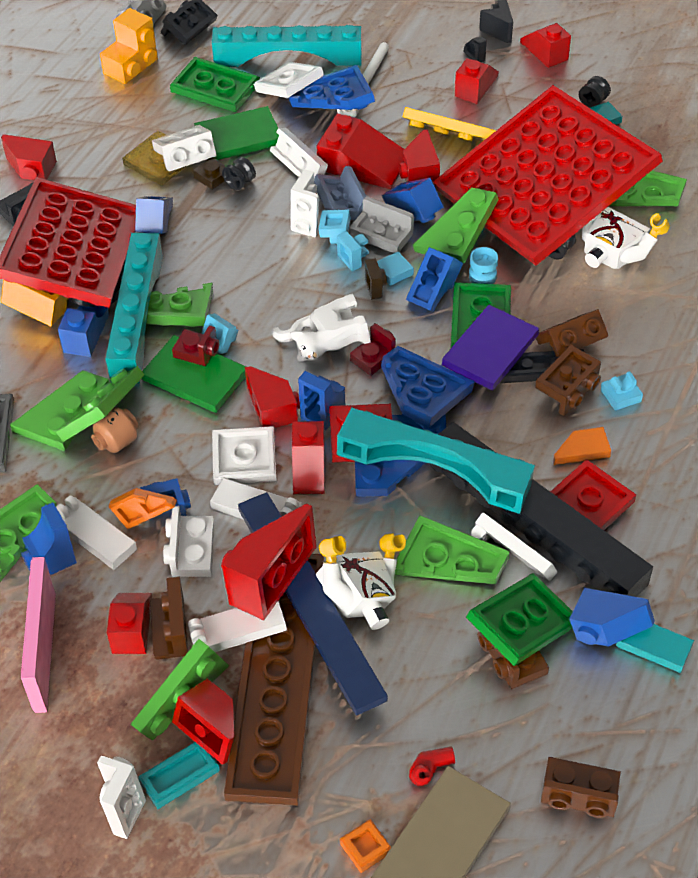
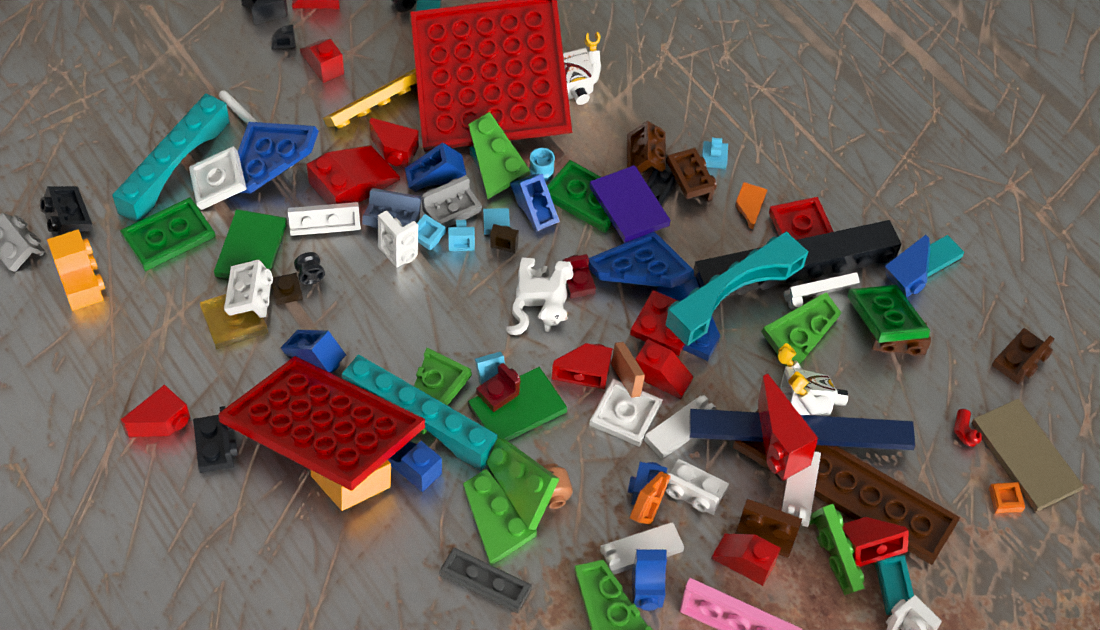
camera: 65 degrees left, 5 degrees up
(281, 426) = (627, 369): none -> nougat tile
(317, 395) = (614, 328): blue arch -> none

